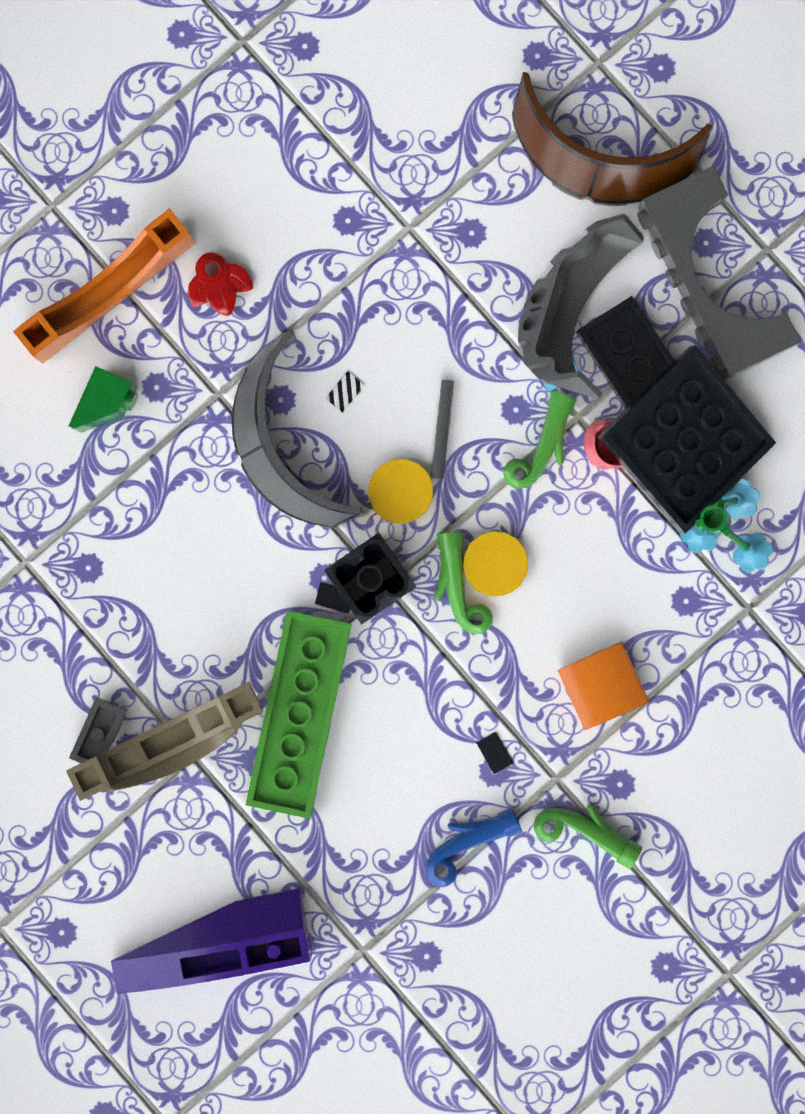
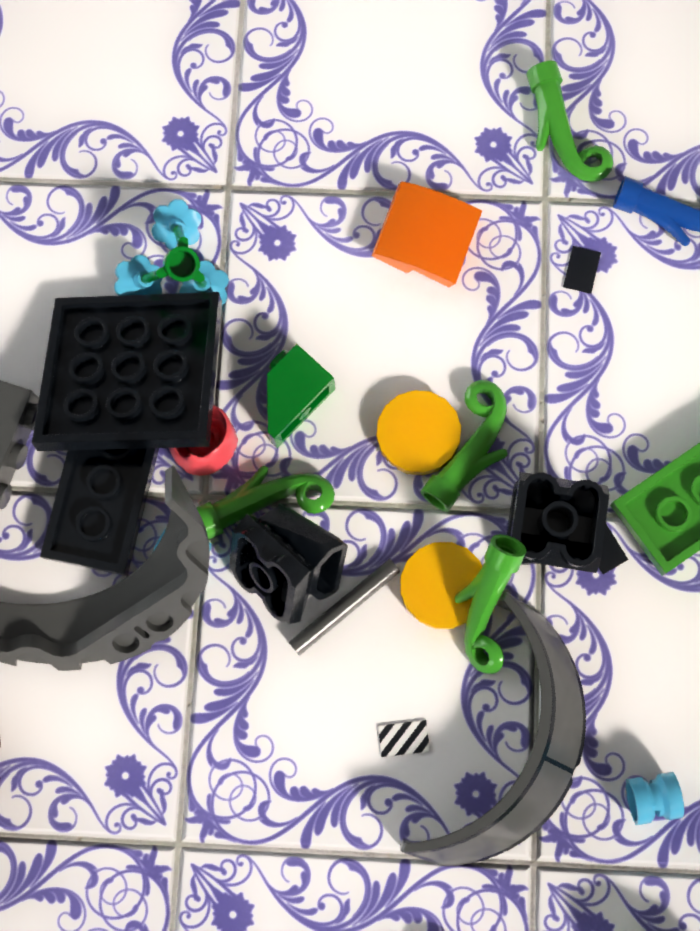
camera: 135 degrees left, 10 degrees down
(185, 485) = (658, 797): none -> medium azure wheel
(379, 523) = (501, 561): none -> bright green plant
(496, 419) = (286, 560): none -> black piece
(586, 517) = (294, 391): none -> green slope

